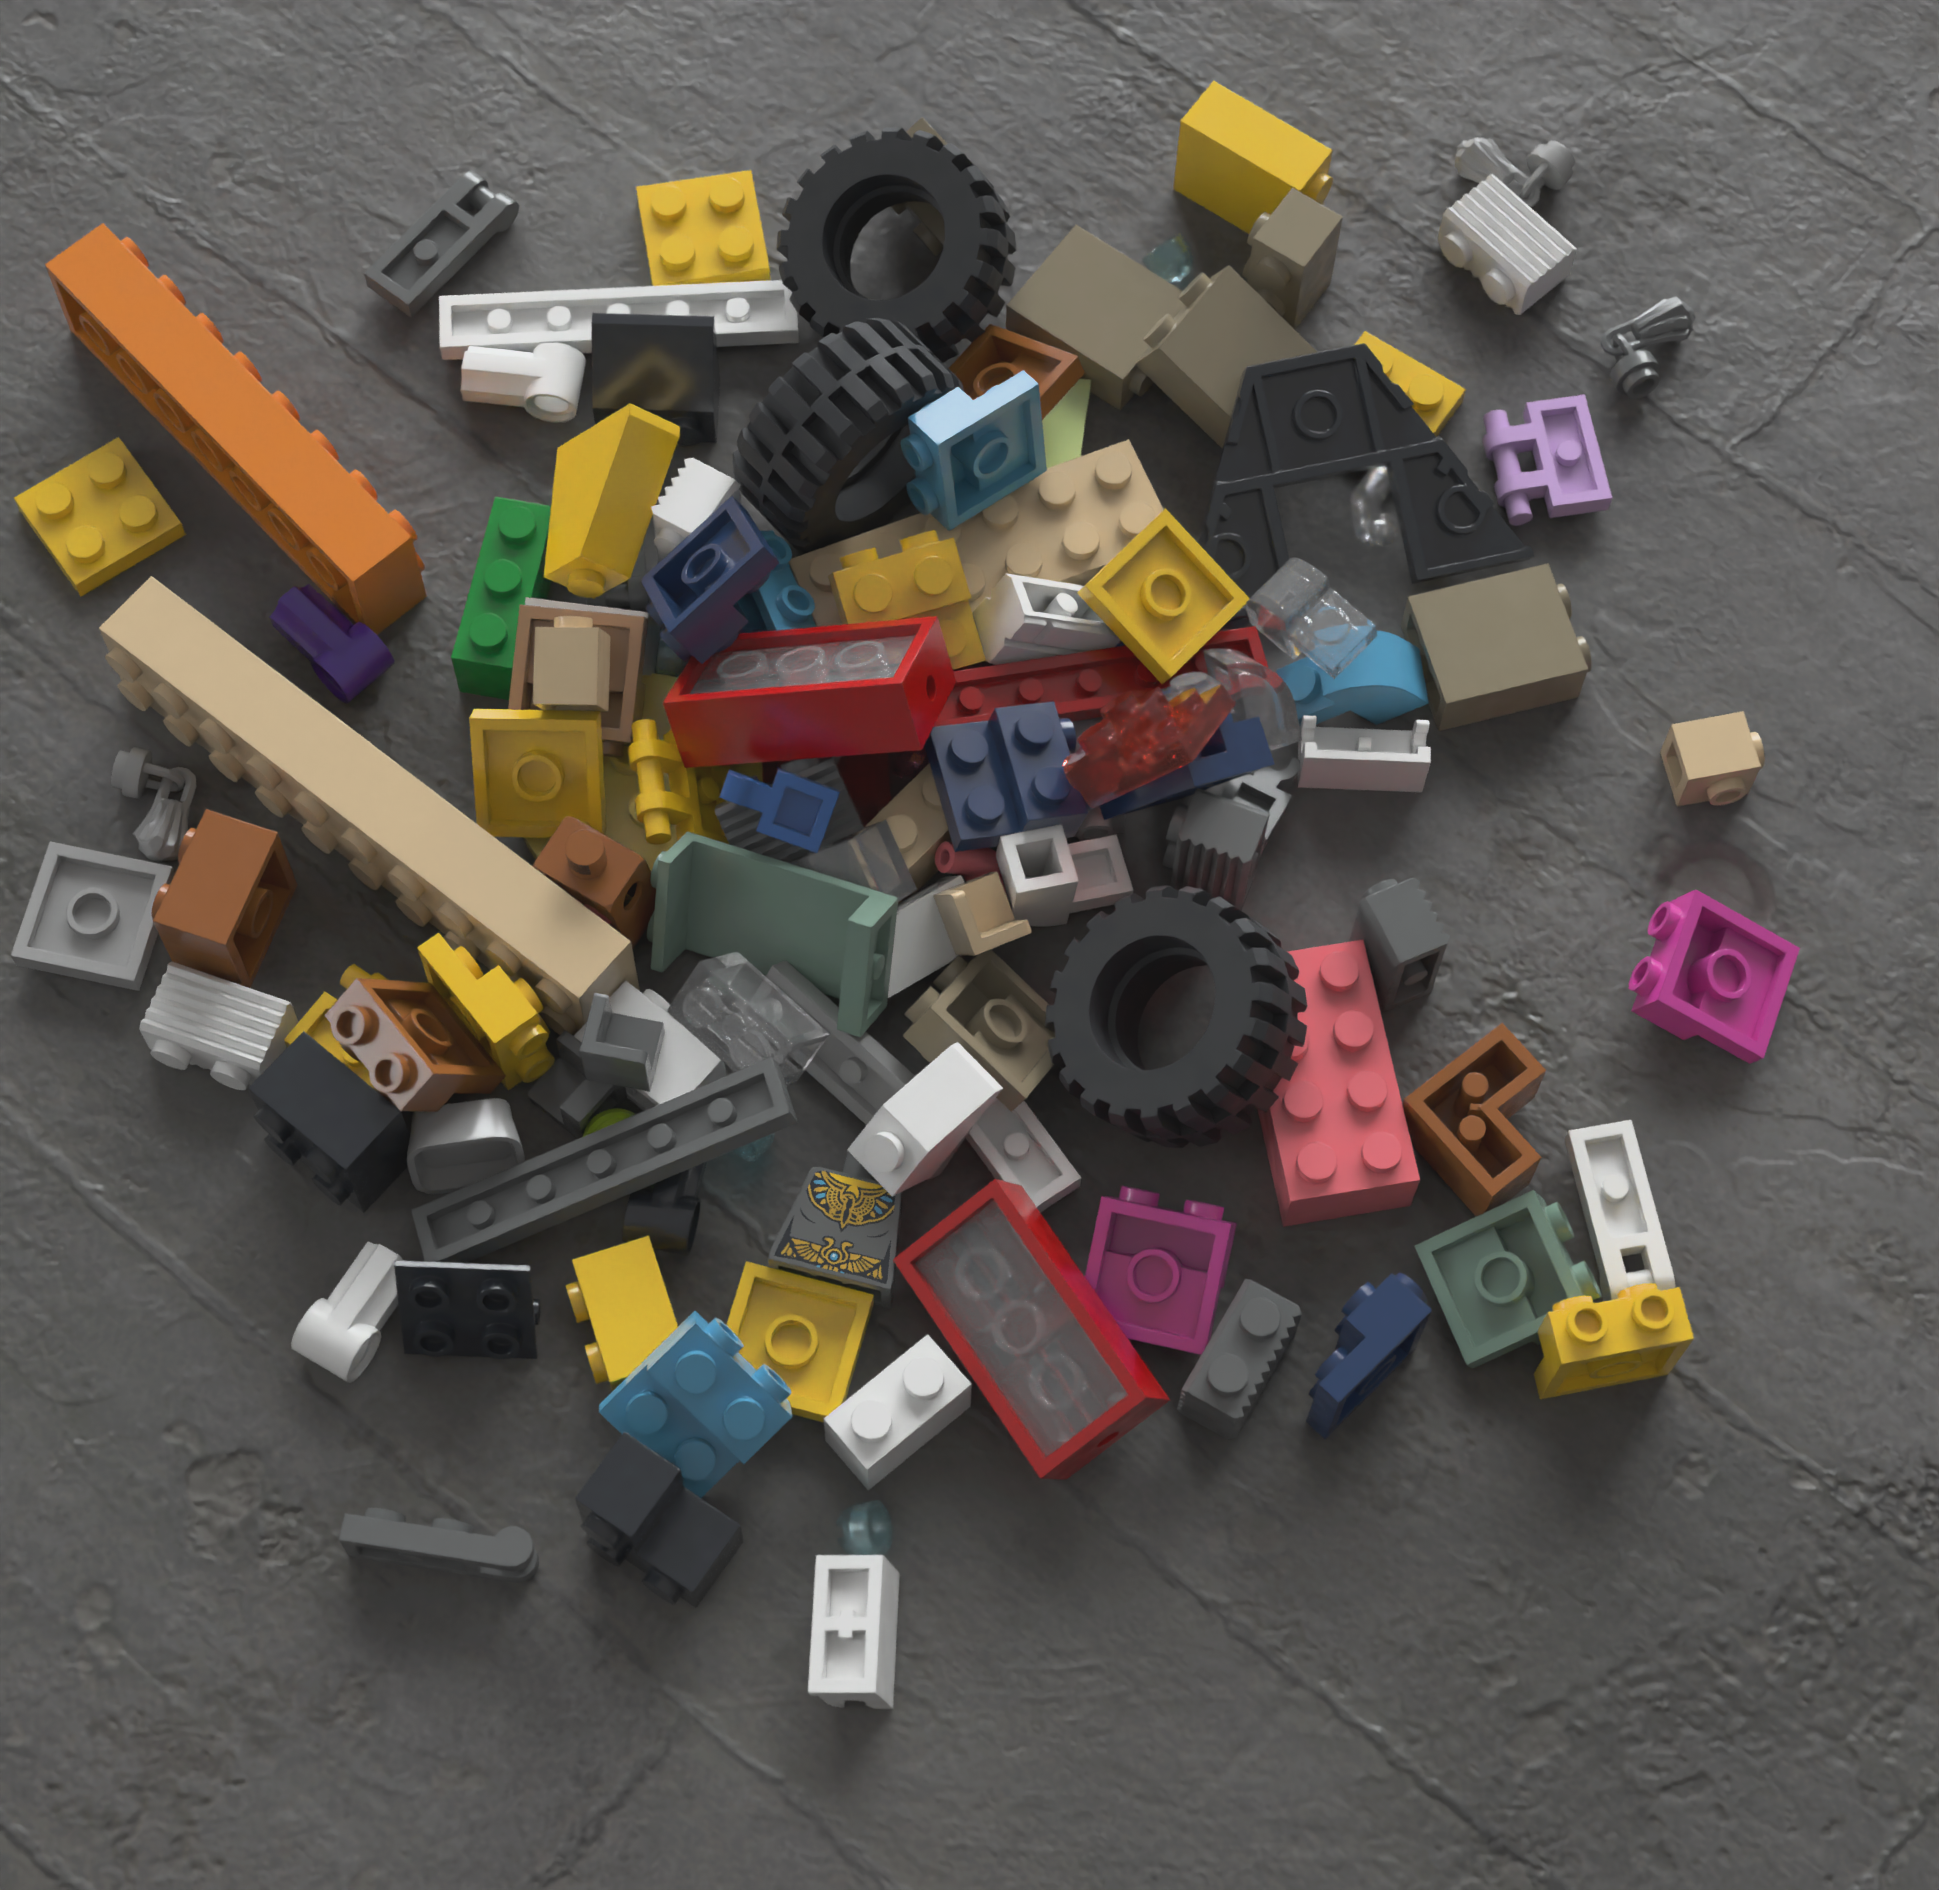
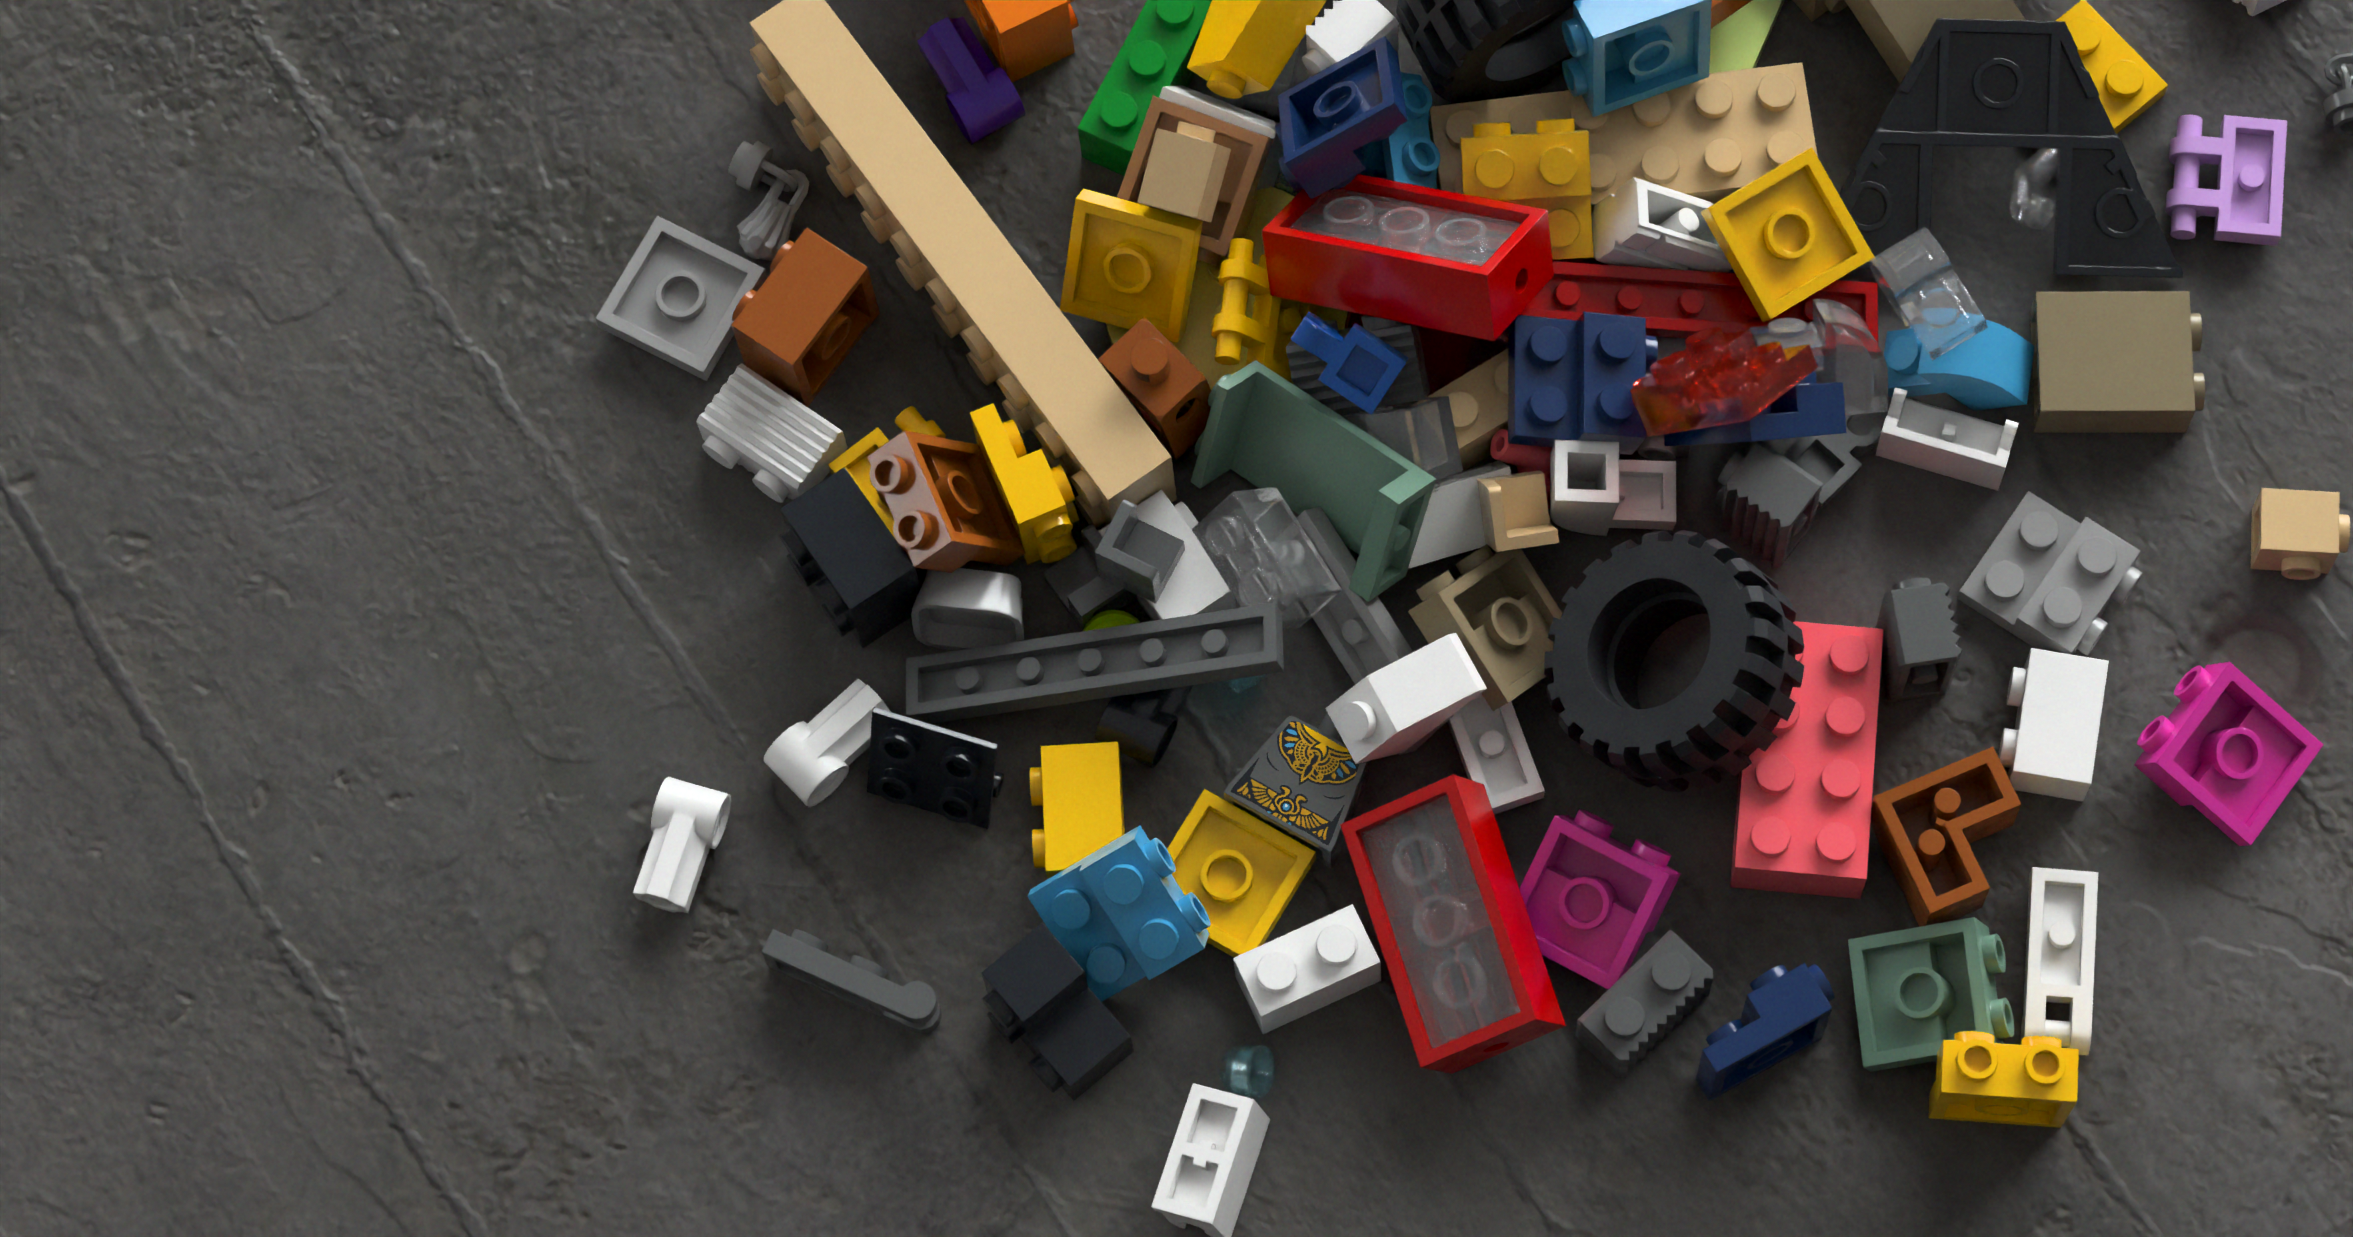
camera: 25 degrees right, 5 degrees up
(227, 1434) = (685, 826): none -> white piece
(1501, 859) = (2052, 578): none -> light grey plate
(1547, 989) = (2055, 723): none -> white brick

